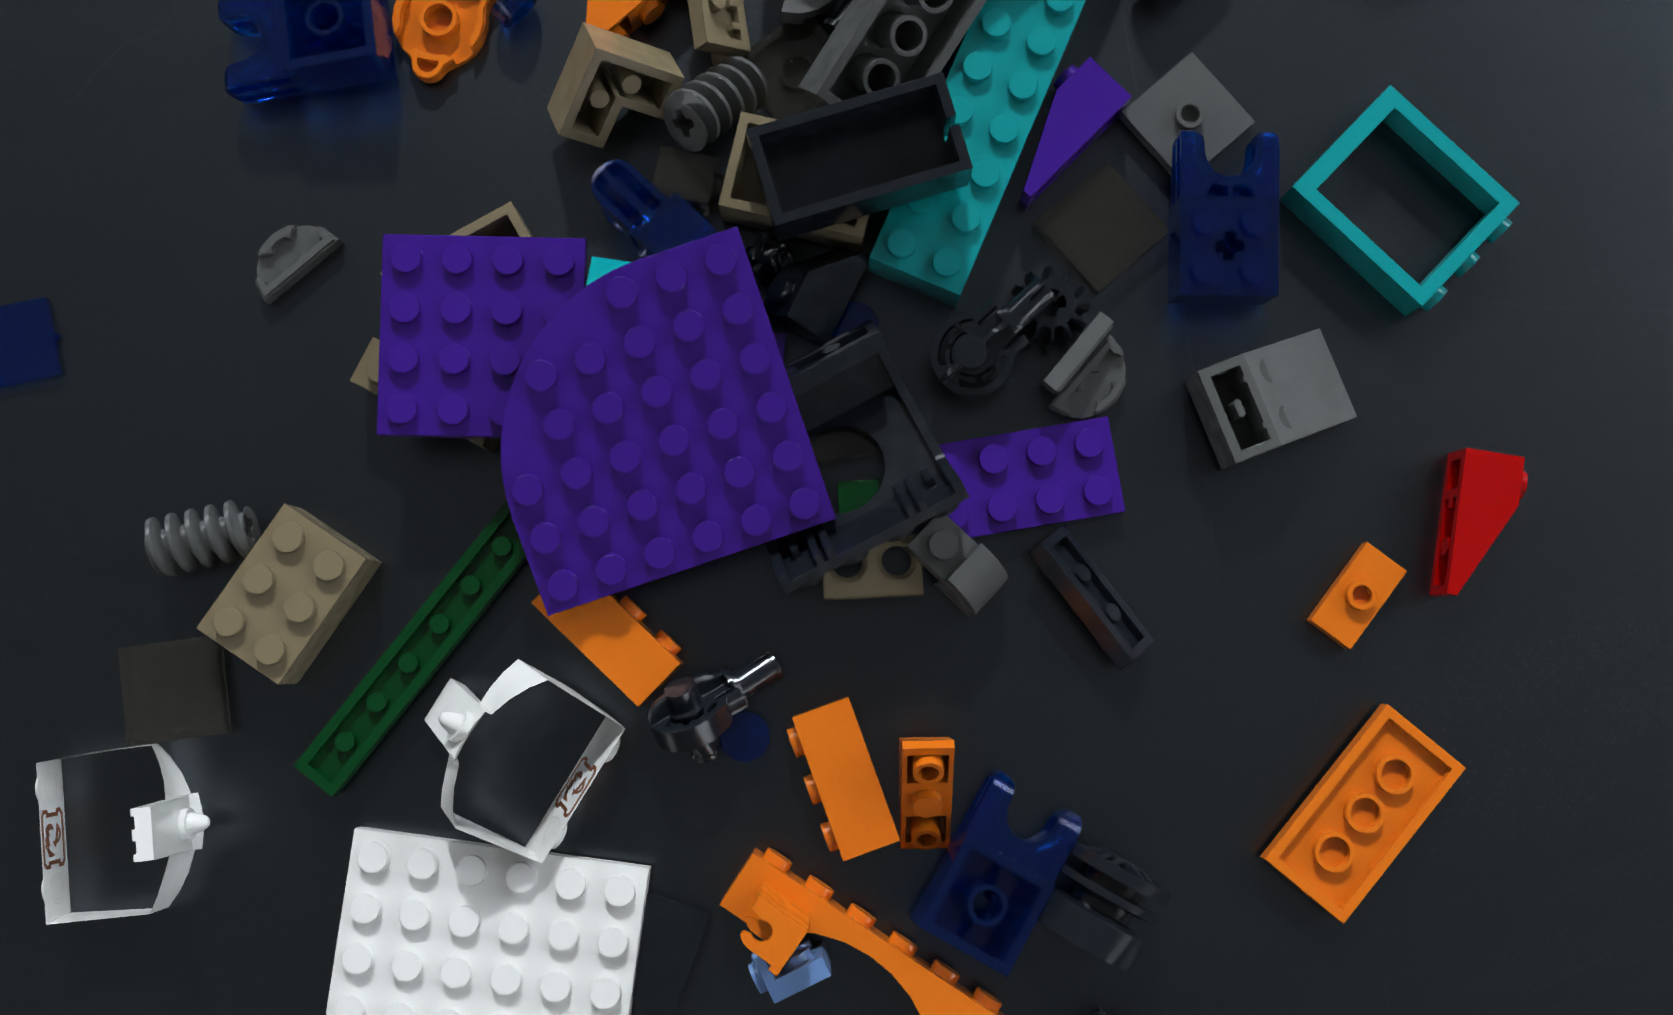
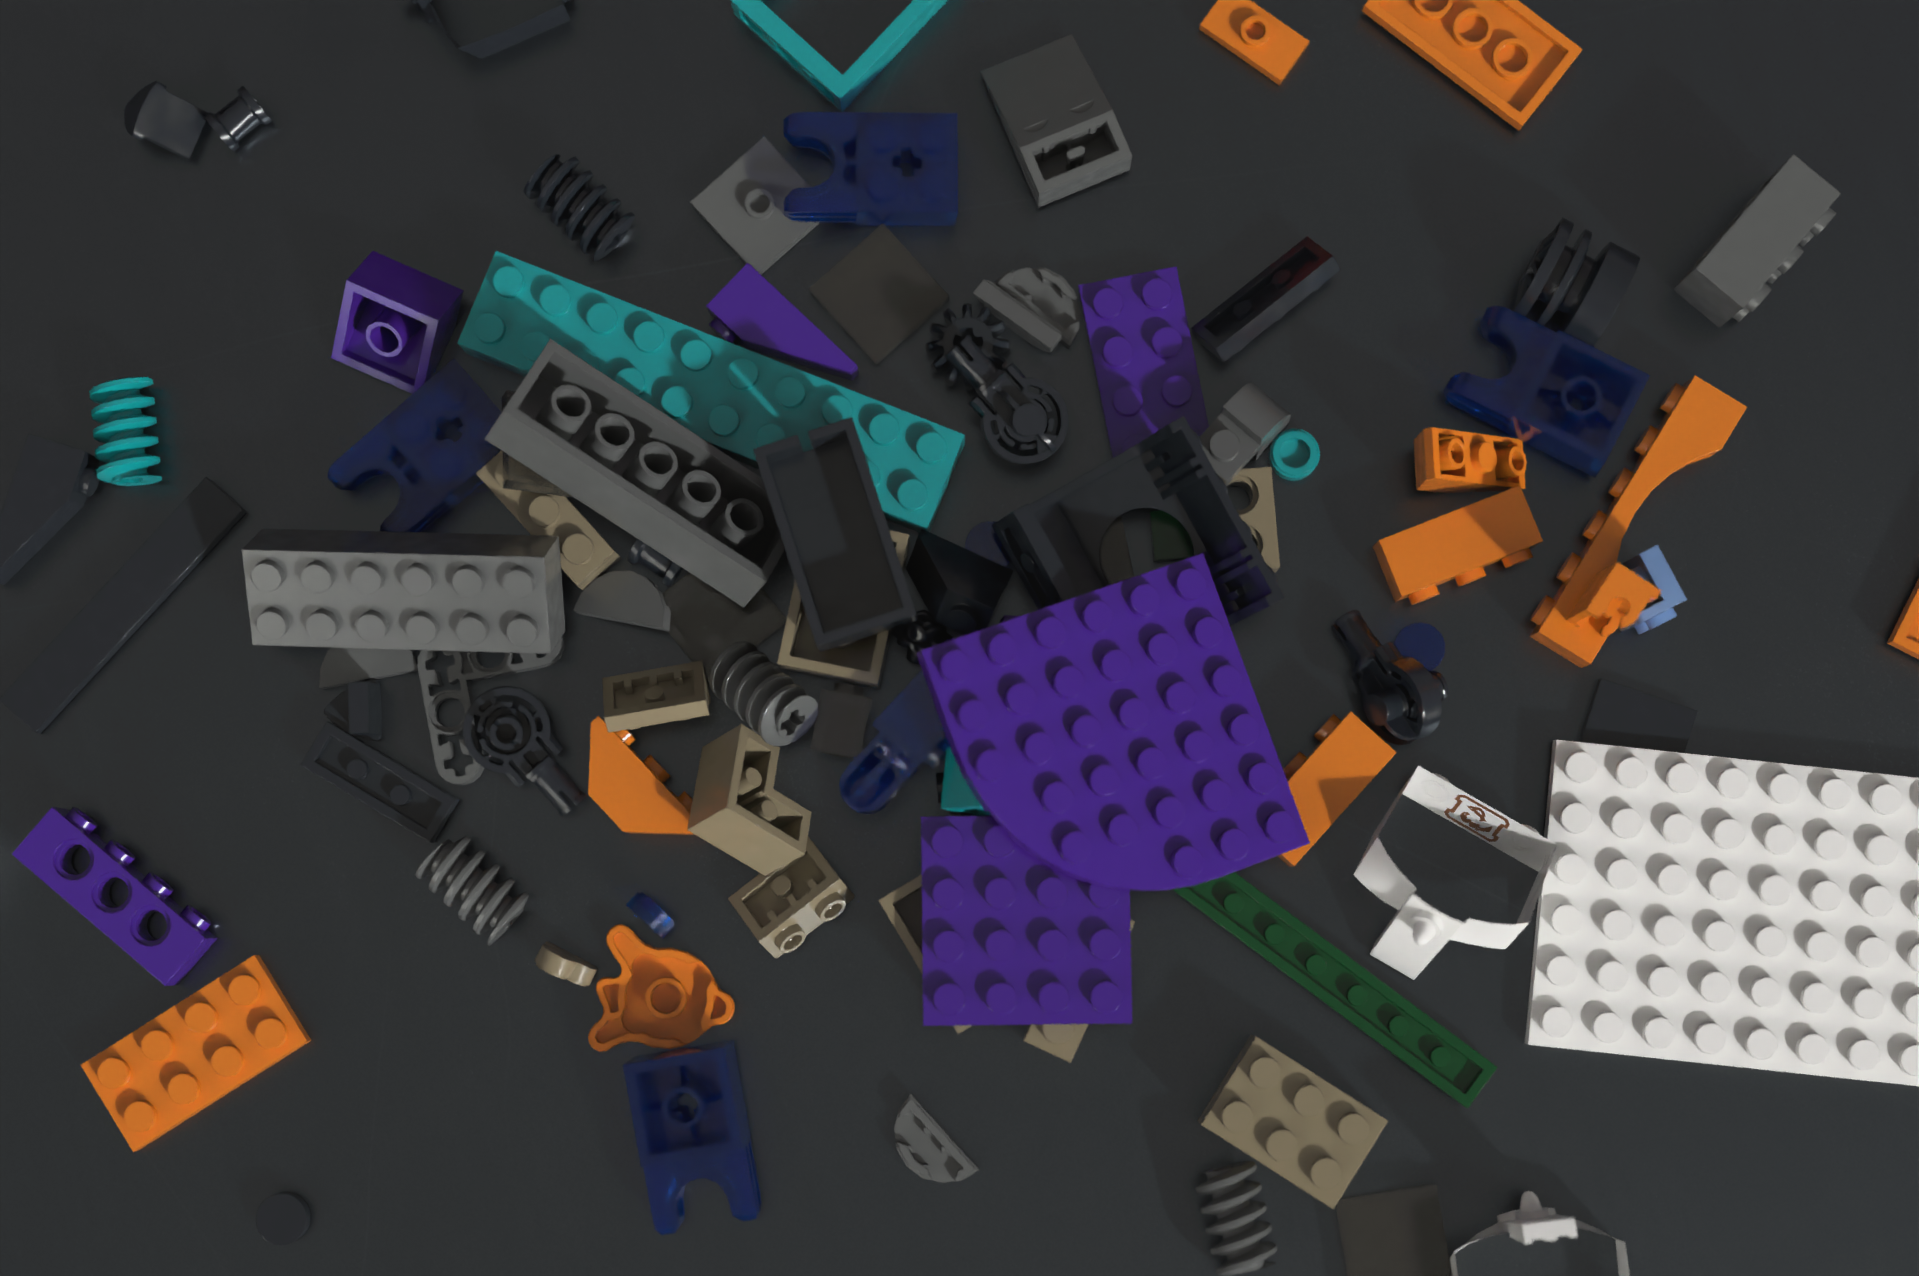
camera: 85 degrees left, 0 degrees up
(522, 132) = (792, 901): none -> dark tan bracket
(938, 621) = (1294, 454): none -> teal tile

